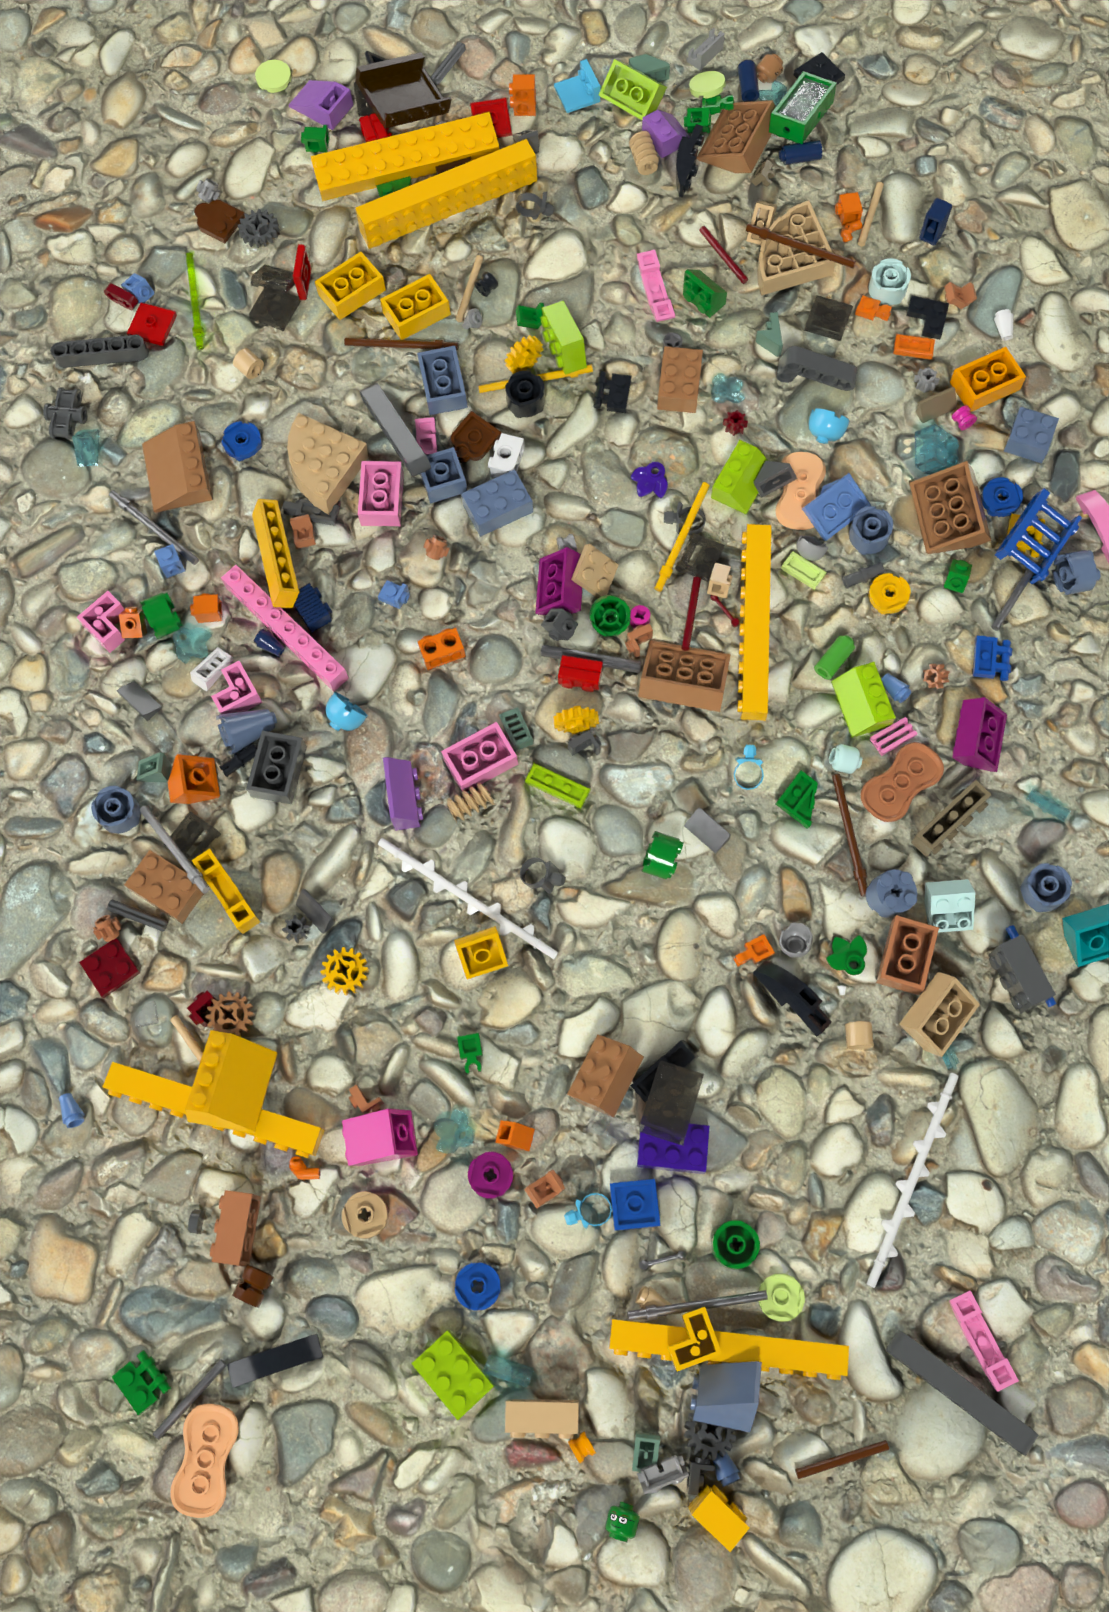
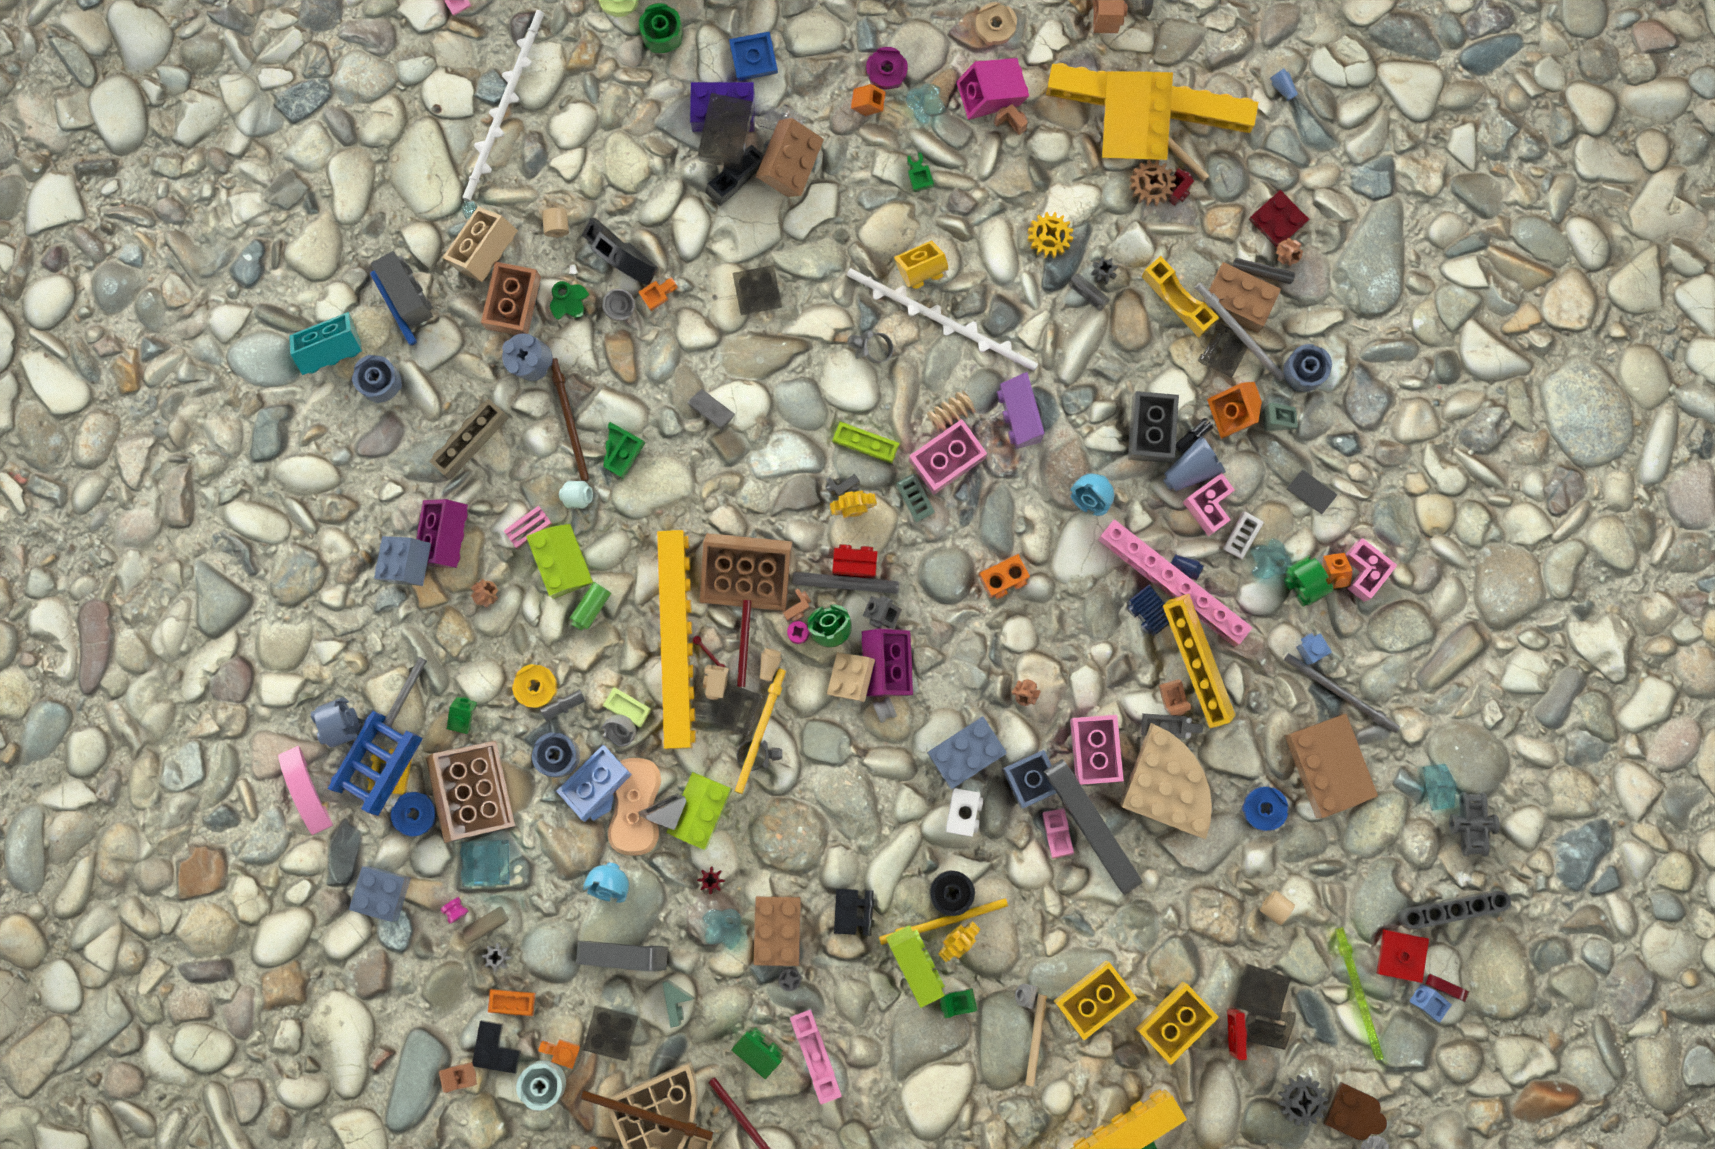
camera: 170 degrees right, 10 degrees up
(206, 608) = (1262, 599): orange brick -> none
(301, 1171) = (1058, 55): orange arm -> none
(394, 594) = (1064, 636): medium blue bracket -> none
(437, 344) = (1061, 955): reddish brown bar -> none
(442, 380) = (1049, 902): sand blue brick -> none
(474, 438) = (1004, 835): reddish brown plate -> none
(486, 284) = (1016, 1044): black wheel -> none
(545, 1188) = (836, 60): nougat bracket -> none
(572, 1217) = (806, 40): medium azure piece -> none
(644, 1264) = (741, 11): flat silver hinge -> none
(650, 482) = (802, 798): dark purple plate -> none
(651, 944) = (757, 290): none -> clear smoke plate
(661, 855) = (754, 372): green brick -> none
(668, 595) = (769, 663): none -> tan cone
(749, 752) = (673, 486): medium azure piece -> none
(892, 792) = (507, 488): nougat plate -> none
(897, 689) = (526, 578): medium blue cone -> none
(950, 905) = (470, 355): light aqua slope -> none
(985, 658) = (432, 621): blue plate -> none
(987, 379) = (427, 959): light orange brick -> none
(1004, 324) = (407, 1043): white cone -> none
(1016, 707) = (402, 560): none -> sand blue brick
(1048, 805) = (372, 468): clear light blue pin -> none

